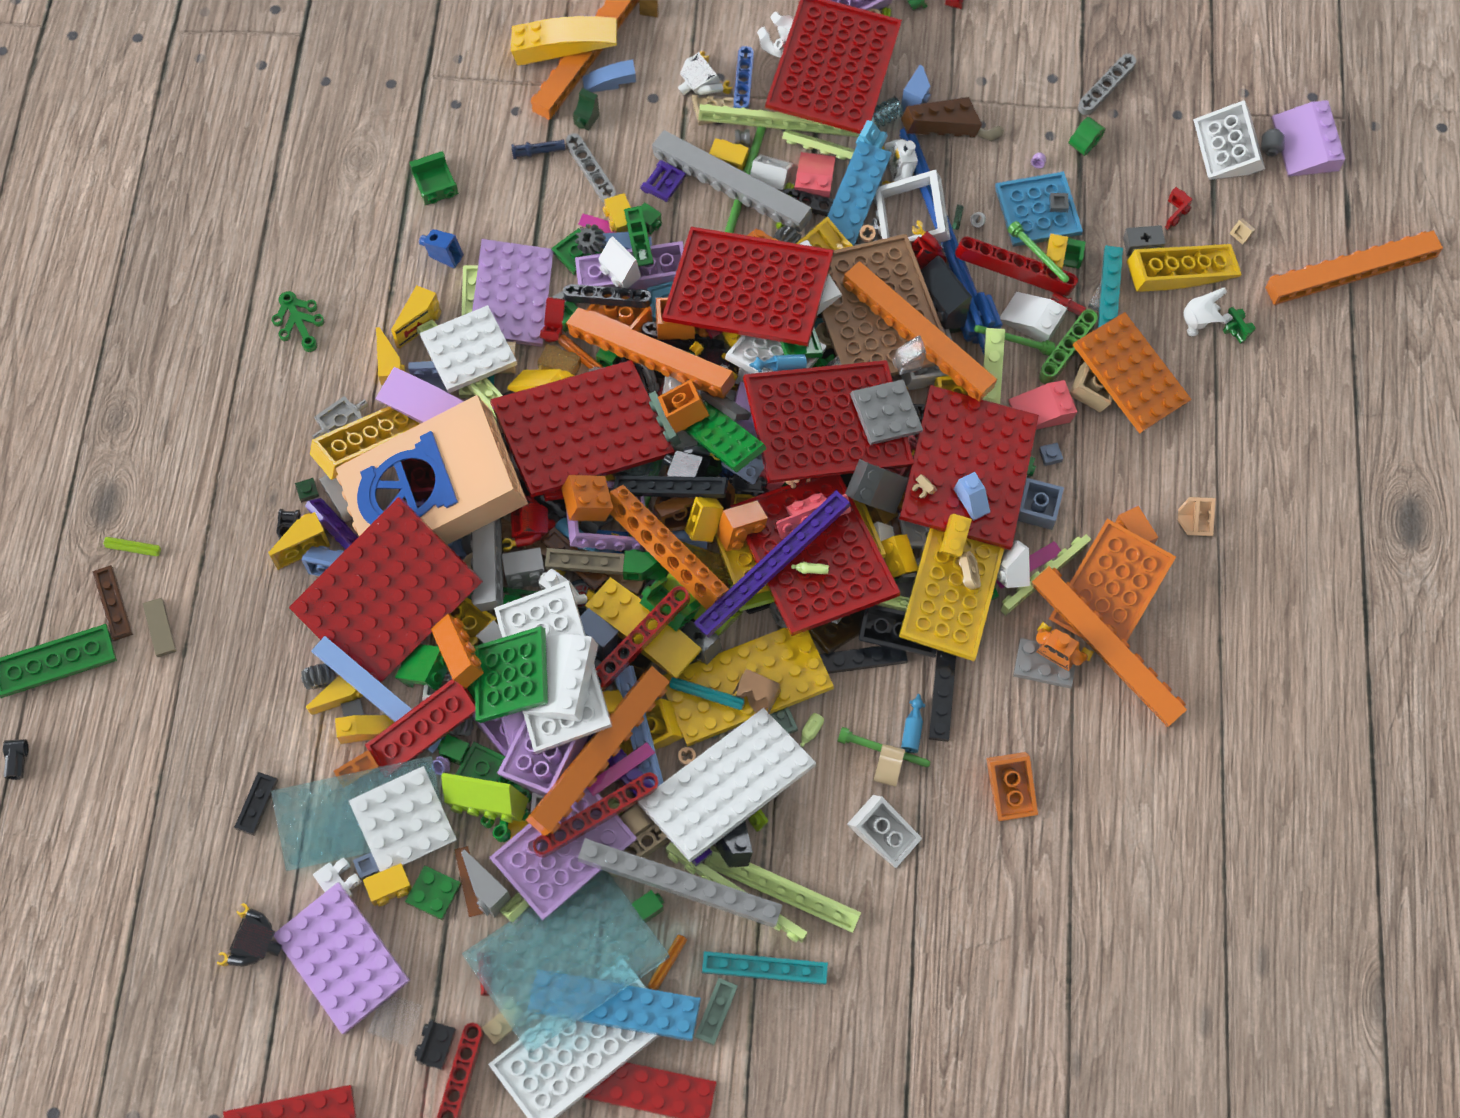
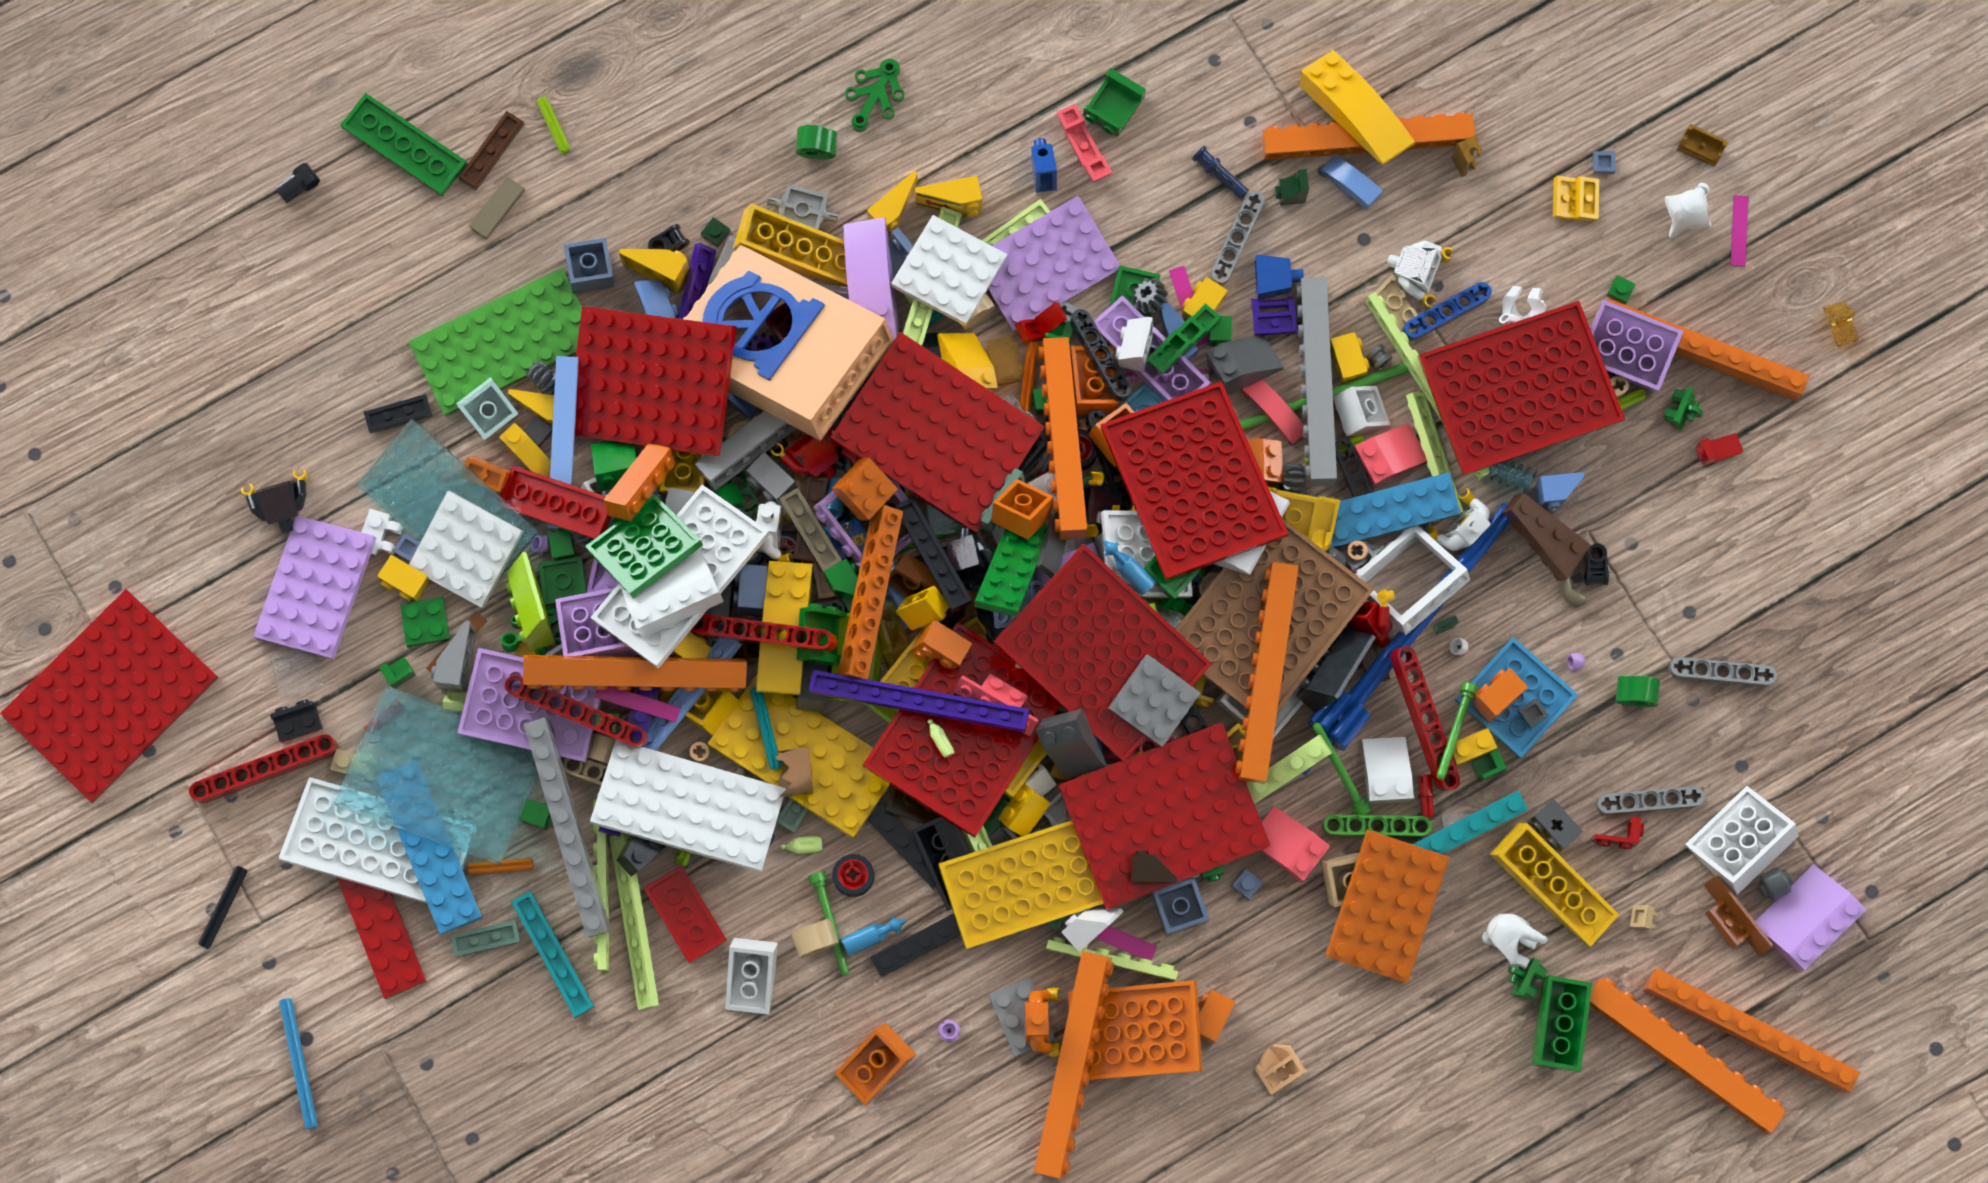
camera: 55 degrees right, 10 degrees up
(259, 588) = (588, 265): none -> sand blue brick
(263, 693) = (500, 340): none -> bright green plate
(300, 378) = (816, 142): none -> green piece
(307, 731) = (487, 408): none -> light aqua brick
(446, 217) = (1083, 144): none -> coral slope
(456, 939) = (397, 672): none -> green panel
(635, 162) = (1274, 276): none -> blue torso
(679, 216) = (1242, 362): none -> dark grey slope
(728, 220) = (1276, 410): none -> coral slope
(803, 848) = (685, 914): none -> red plate
(865, 716) = (862, 882): none -> wheel
(872, 135) = (1465, 483): medium azure brick -> none
(910, 356) = (1229, 682): clear slope -> none
(925, 484) = (1103, 788): tan tile -> none
(955, 535) = (1072, 849): yellow brick -> none
(970, 570) = (1050, 886): tan plate -> none
(973, 495) = (1125, 839): light blue slope -> none
(984, 106) = (1596, 569): none -> black piece
(1005, 496) = (1149, 869): none -> dark brown slope
(1021, 714) = (949, 1024): none -> lavender plate
(1034, 210) = (1497, 697): none -> orange brick
(1161, 185) = (1660, 796): none -> light grey beam
(1279, 180) = (1733, 919): none -> dark orange bracket
(1285, 323) = (1561, 1024): none -> green slope
(1362, 218) = (1751, 1031): none -> orange brick

